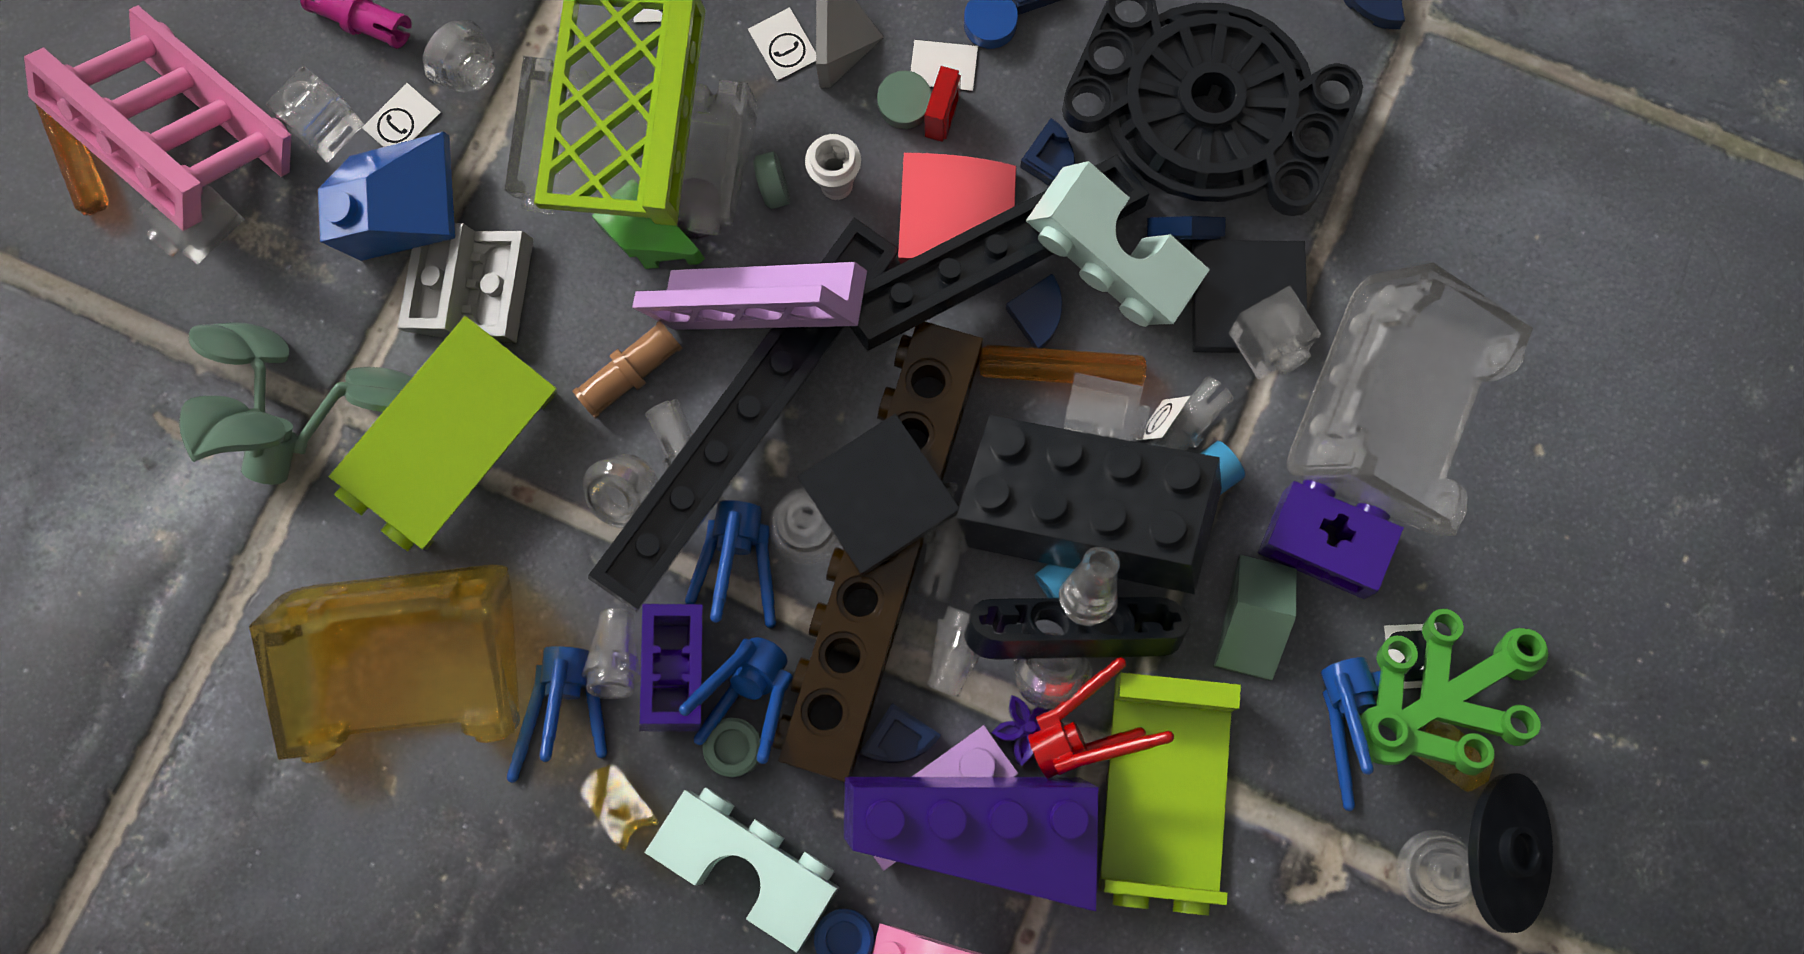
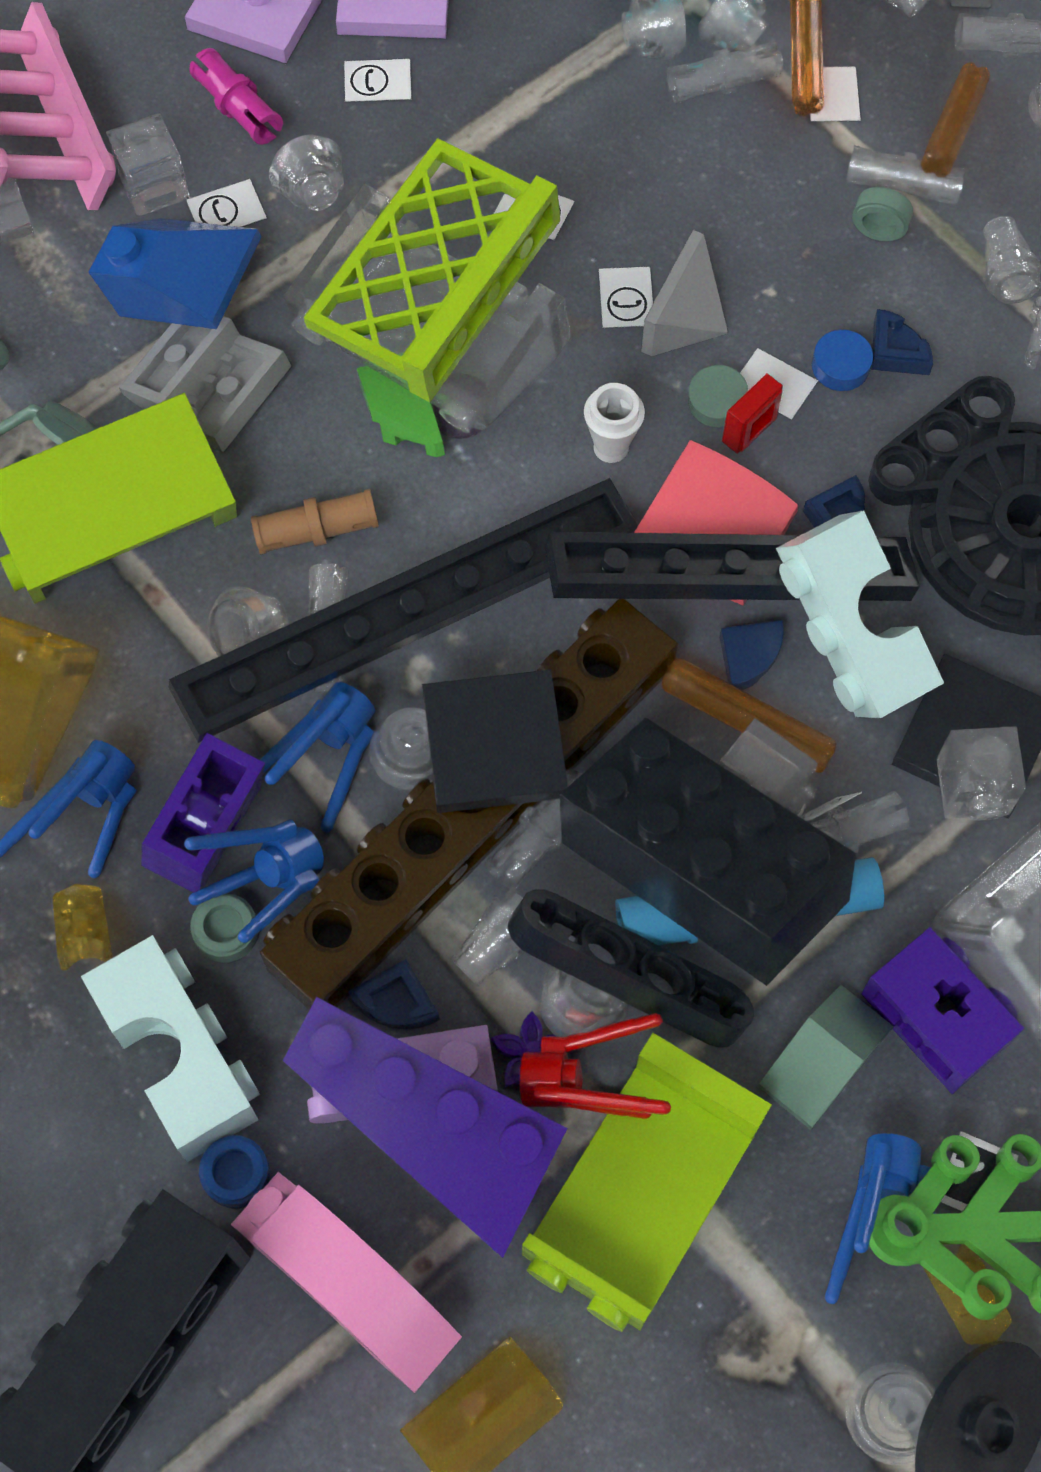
camera: 20 degrees right, 10 degrees down
(613, 657) = (151, 779): clear cone -> none
(758, 297) = (472, 503): lavender fence -> none
(771, 180) = (547, 410): sand green tile -> none
(1092, 588) = (662, 927): clear cone -> none
(1187, 227) = (948, 638): dark blue tile -> none

